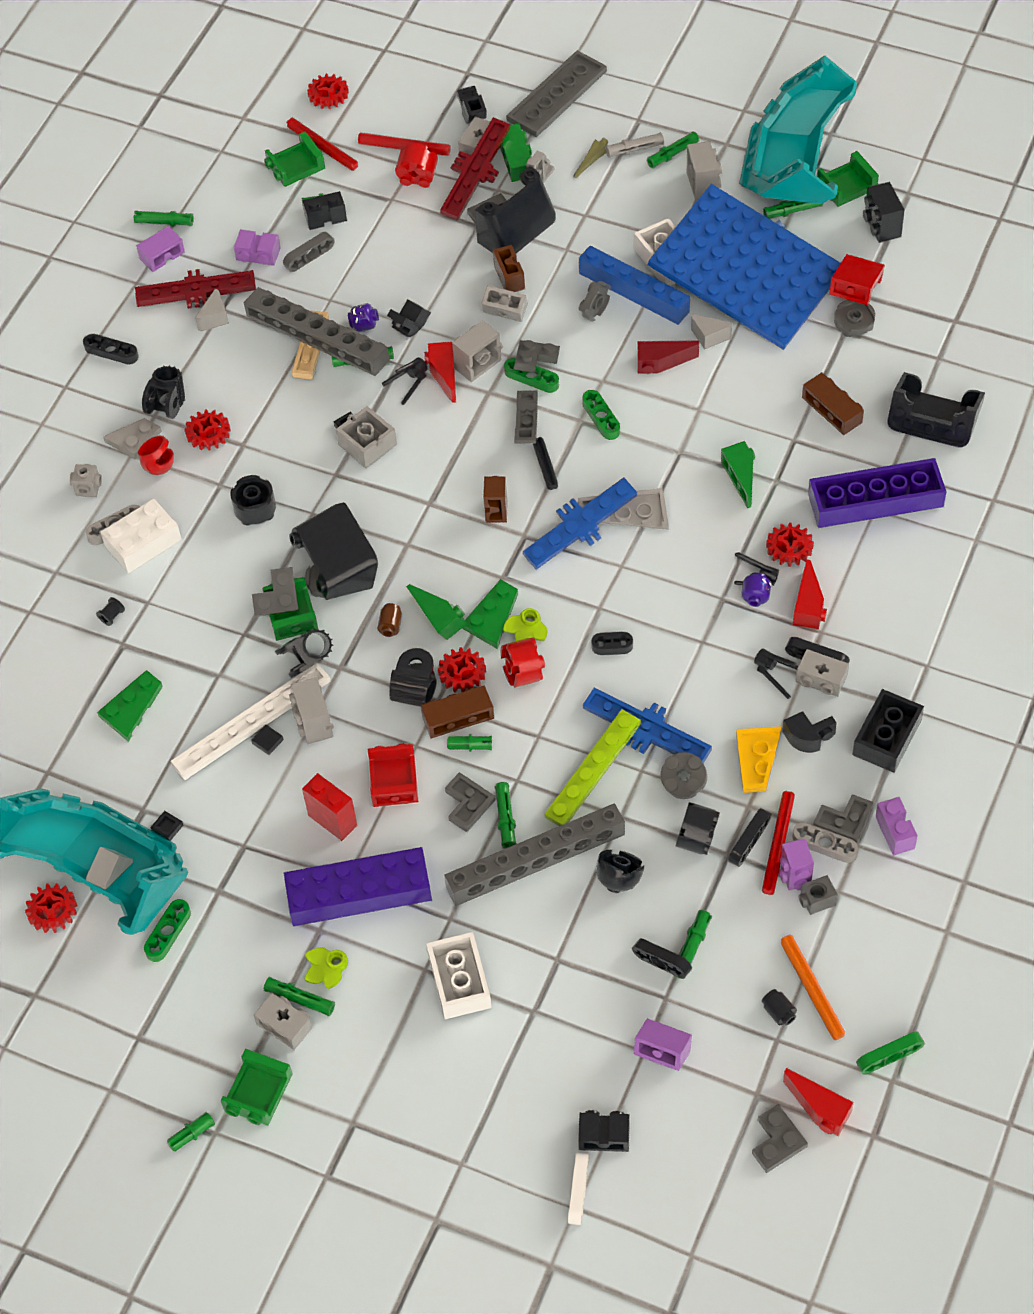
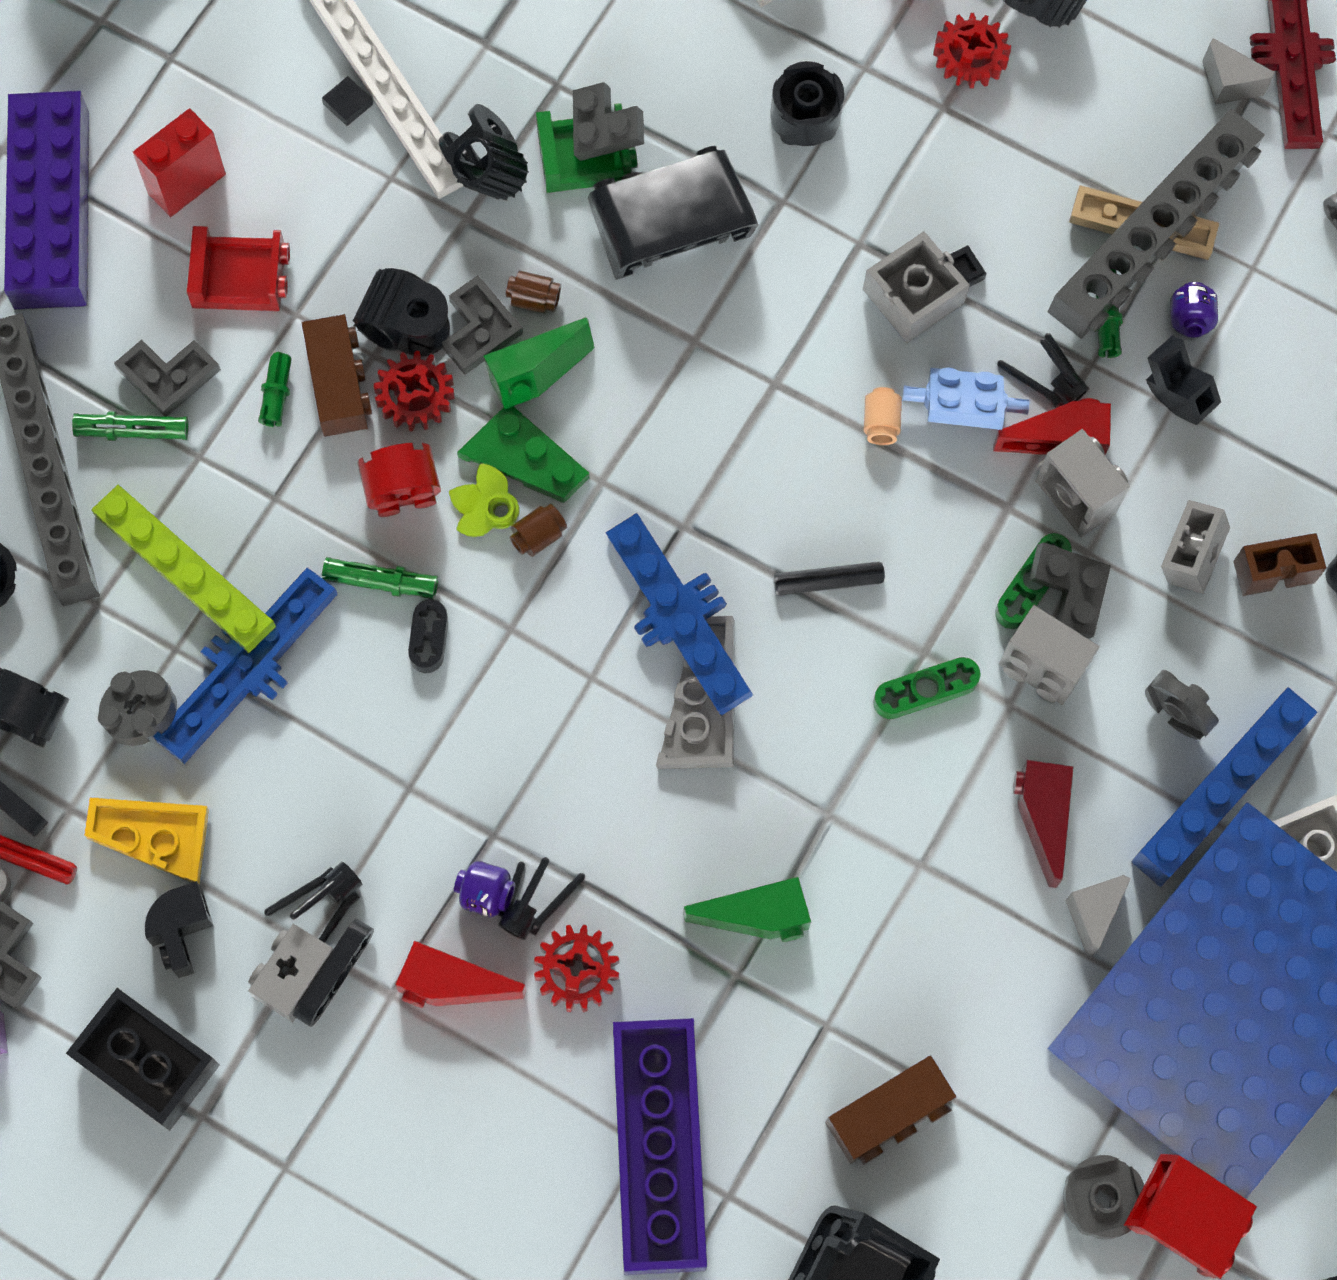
camera: 90 degrees right, 15 degrees up
(310, 711) = (367, 155): light grey brick -> none
(413, 637) = (488, 326): none -> dark grey plate
(431, 409) = (965, 398): none -> light blue plate
(445, 447) = (882, 416): none -> light nougat brick
(495, 499) = (745, 475): reddish brown brick -> none
(526, 417) = (923, 557): dark grey slope -> none
(540, 597) = (537, 530): none -> reddish brown brick
(578, 356) = (1047, 655): none -> light grey brick
(582, 662) = (374, 577): none -> green pin

